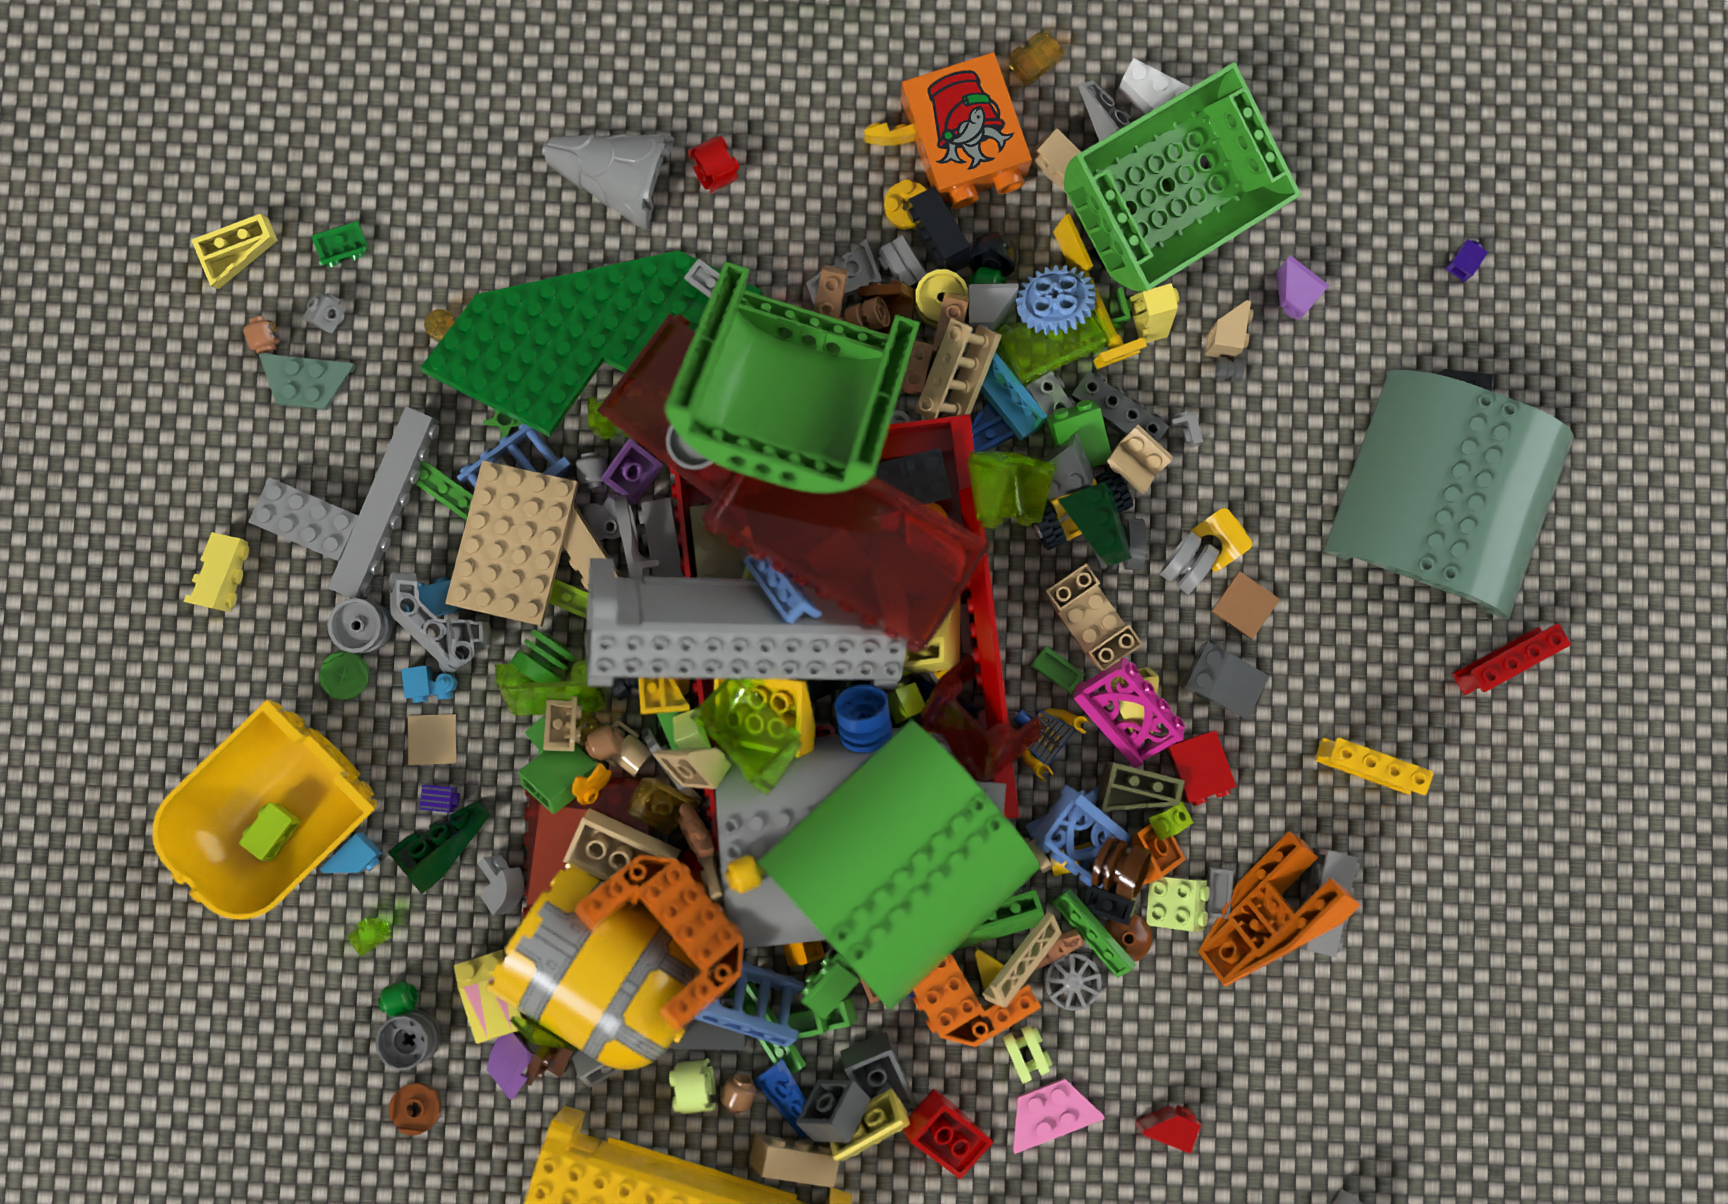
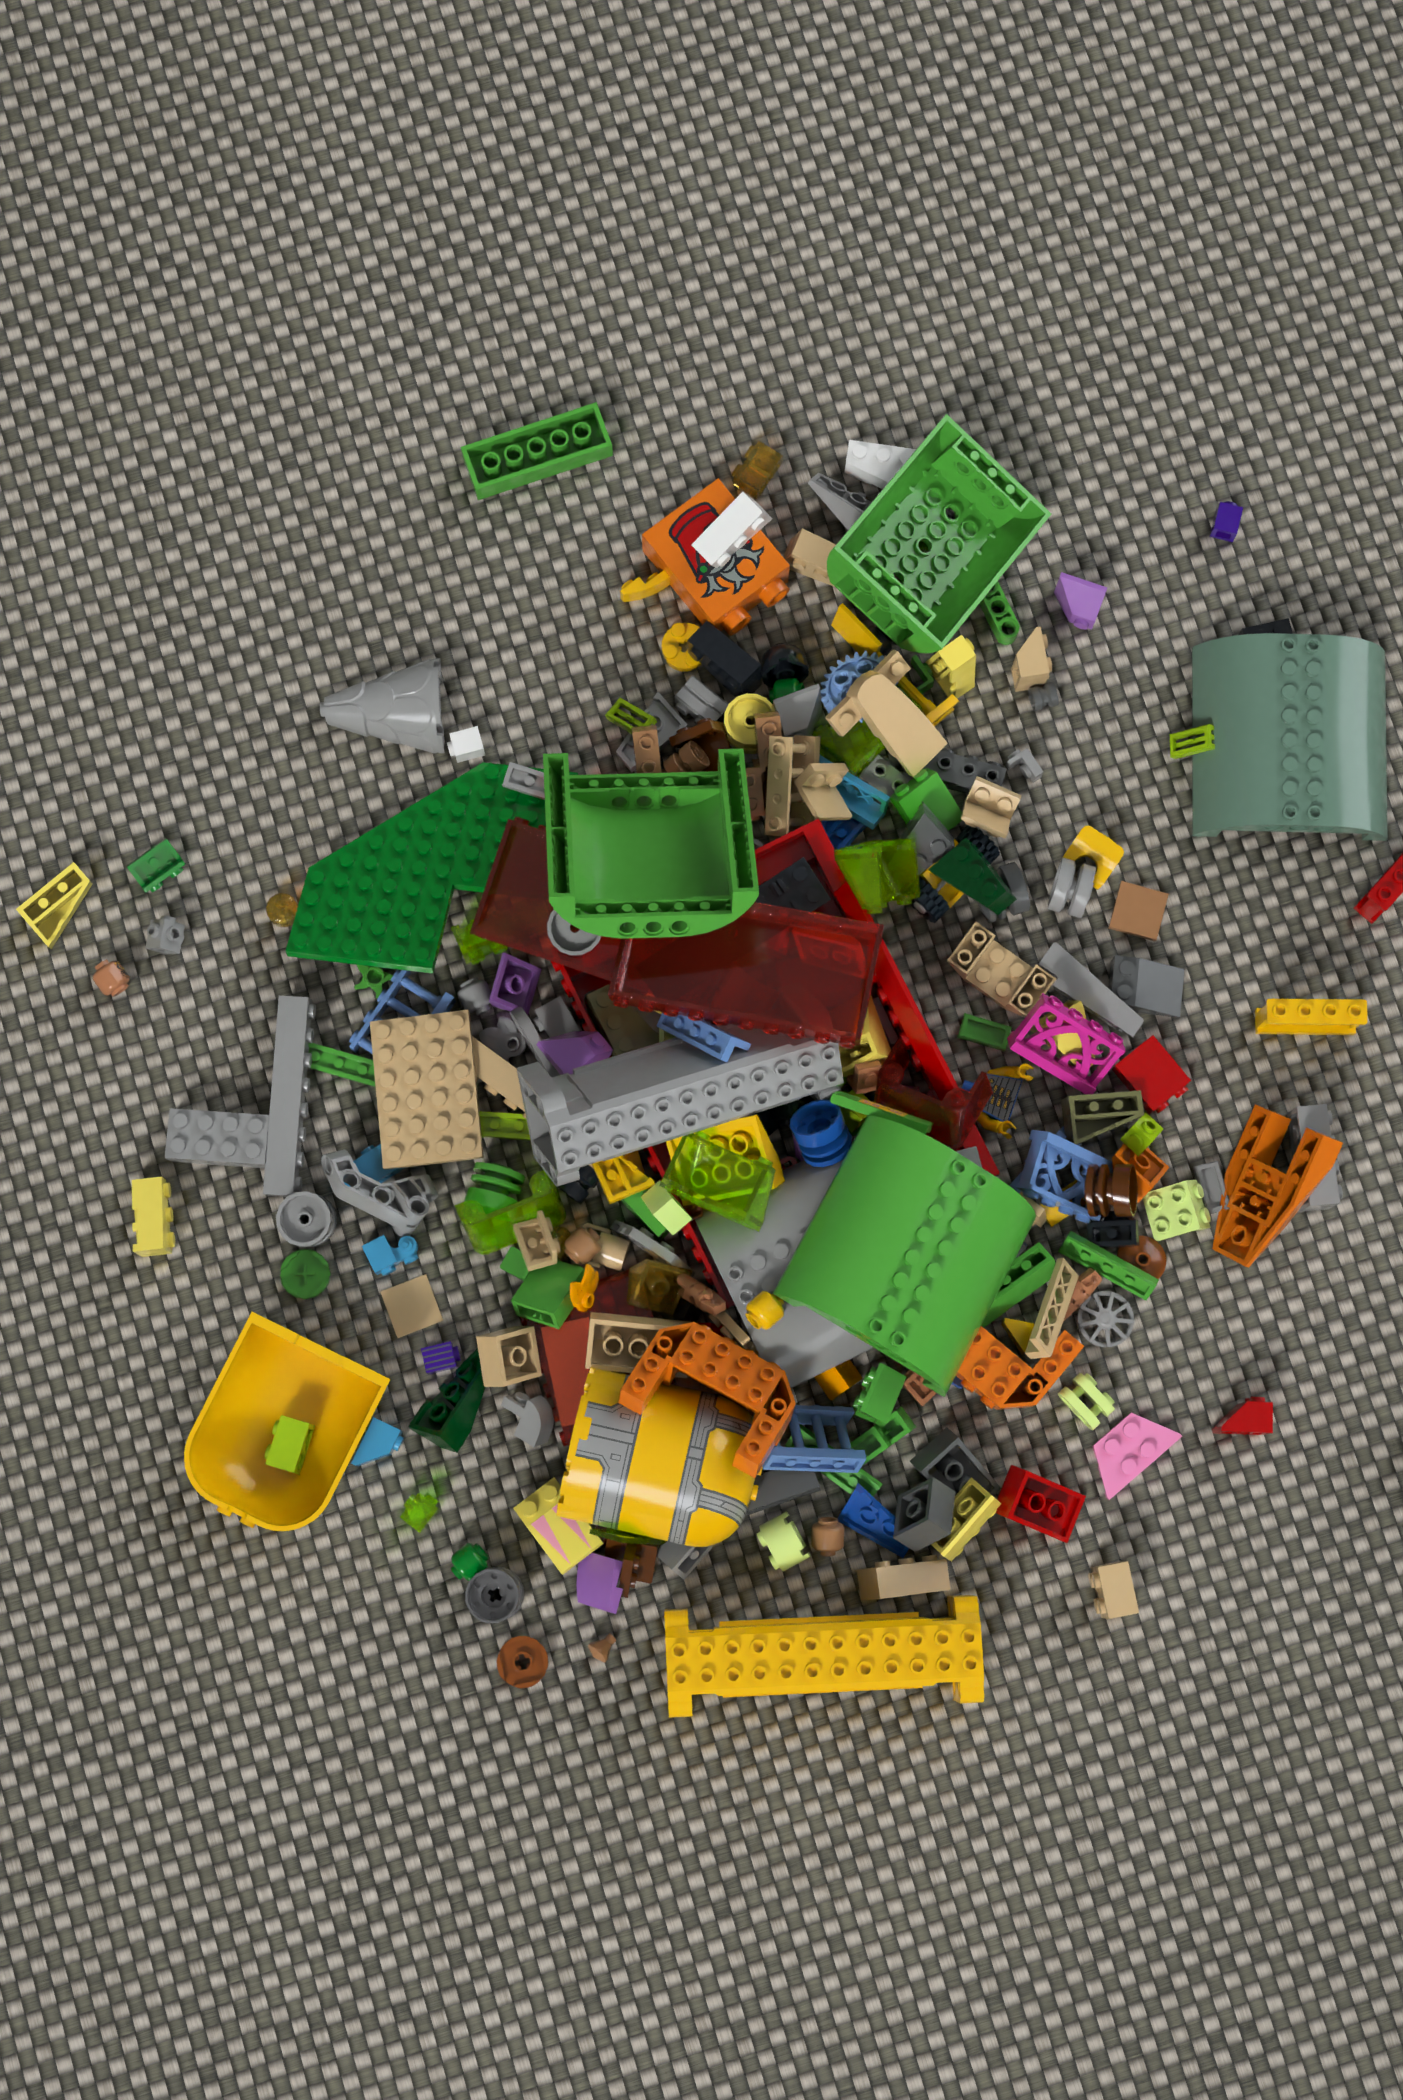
camera: 20 degrees left, 5 degrees down
(304, 380) = (167, 1007): sand green wing -> none
(491, 1122) = (601, 1648): none -> medium nougat rock
(499, 822) = (509, 1356): none -> tan brick
(659, 557) = (574, 1050): none -> medium lavender slope
(668, 227) = (466, 744): none -> white brick
(695, 766) = (679, 1232): tan slope -> none
(713, 164) = (489, 670): red brick -> none
(820, 242) = (650, 720): none -> lime tile
(925, 677) = (864, 1077): none -> nougat bracket
(926, 720) = (870, 1108): none -> bright green tile
(982, 389) = (819, 790): none -> tan bracket
(987, 106) = (731, 530): none -> white wedge
(1074, 337) = (889, 715): none -> tan slope
(1168, 664) = (1080, 984): none -> light grey wedge
(1216, 282) = (1000, 620): none -> bright green beam
(1372, 464) = (1207, 738): none -> lime tile

